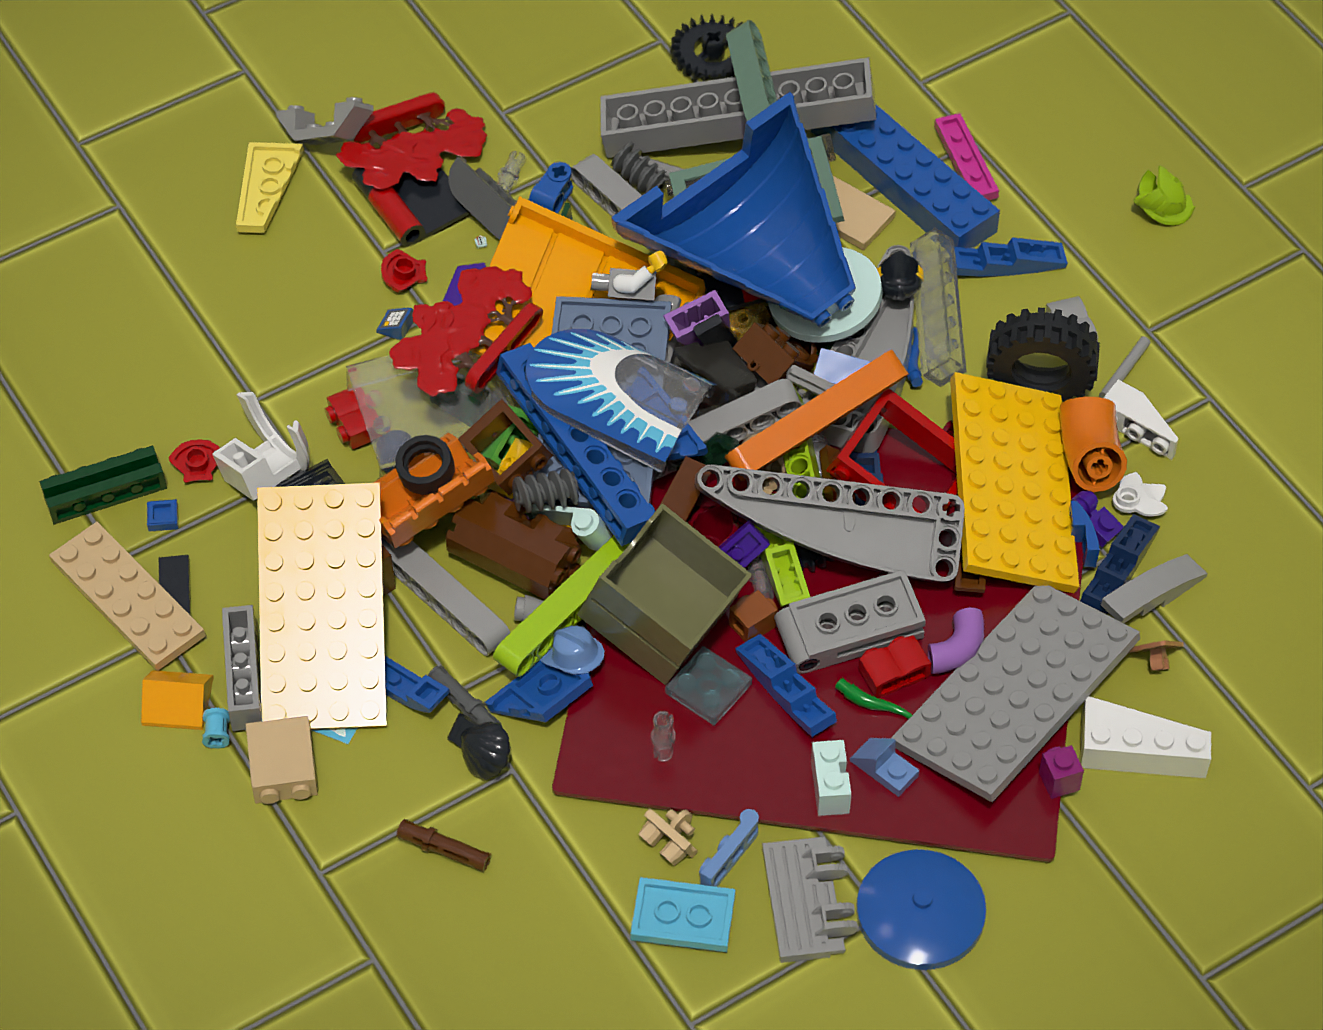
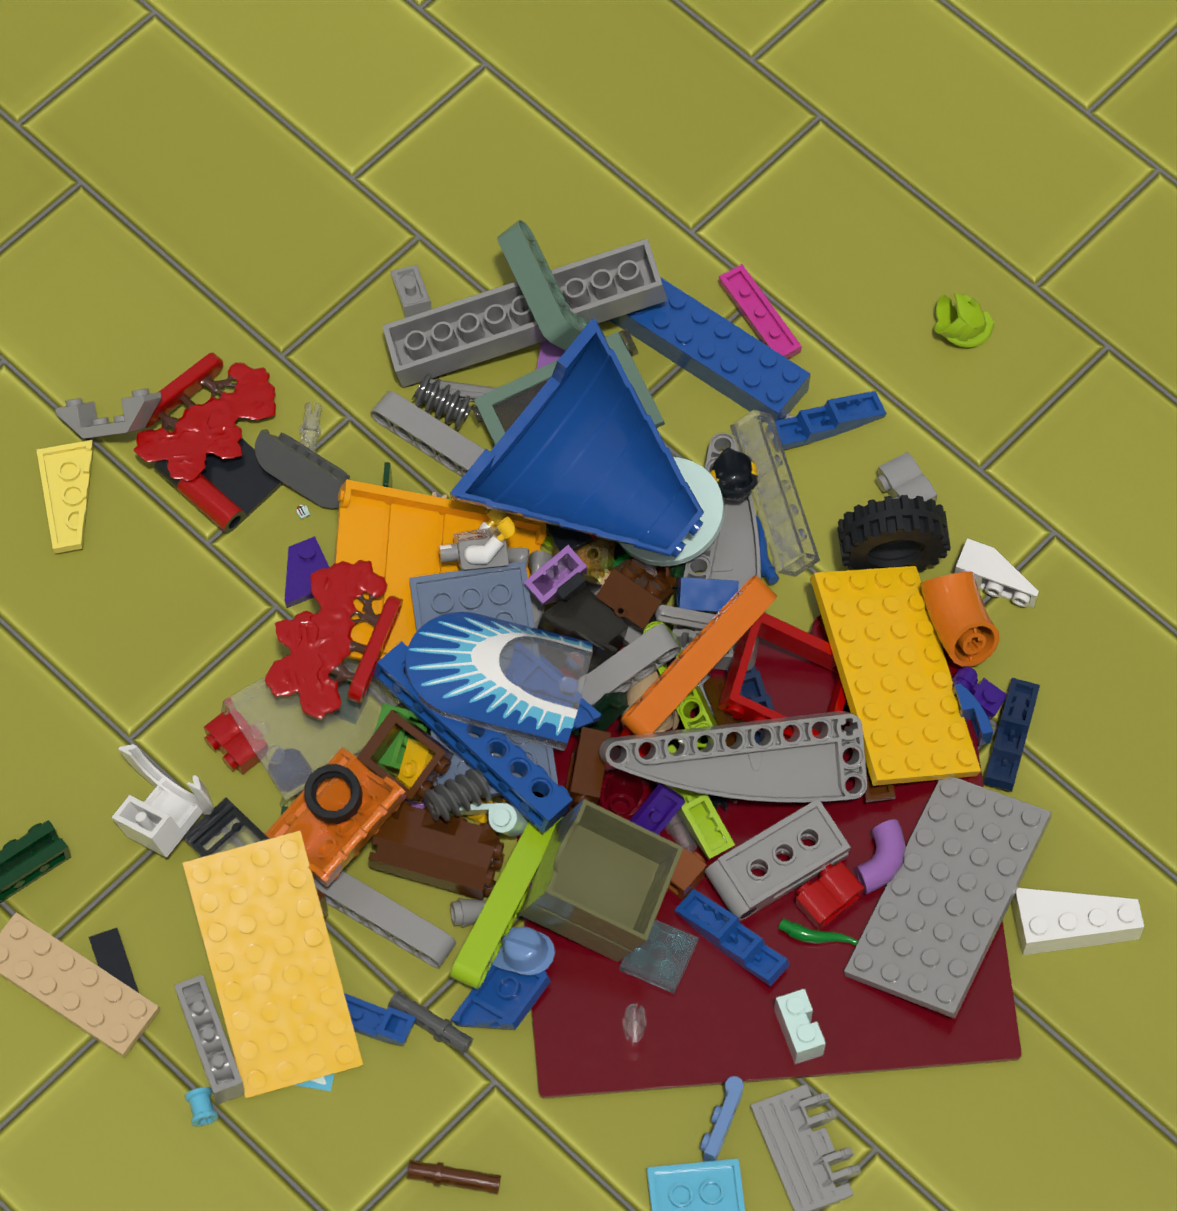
camera: 15 degrees left, 10 degrees up
(162, 515) = (77, 888): blue tile -> none
(175, 699) = (152, 1083): light orange slope -> none
(195, 460) = (92, 821): red animal -> none
(281, 759) = (275, 1125): tan brick -> none
(396, 323) = (245, 623): blue slope -> none
(402, 271) = (234, 563): red animal -> none
(483, 746) = (464, 1068): black animal -> none
(553, 187) = (360, 438): blue piece -> none
(638, 76) = (411, 290): none -> light grey slope
(656, 828) = (650, 1111): tan hips -> none
(710, 62) = (476, 223): black gear -> none
(862, 215) = (674, 399): tan tile -> none
(881, 762) = (844, 999): medium blue slope -> none
(921, 909) = (912, 1135): blue dish -> none
(1061, 771) = (1009, 969): magenta brick -> none
(1127, 364) = (967, 518): light grey bar -> none
(1139, 496) = (1016, 655): white plate -> none
(1153, 588) = (1050, 755): light grey slope -> none
(1158, 657) = (1069, 821): nougat piece -> none

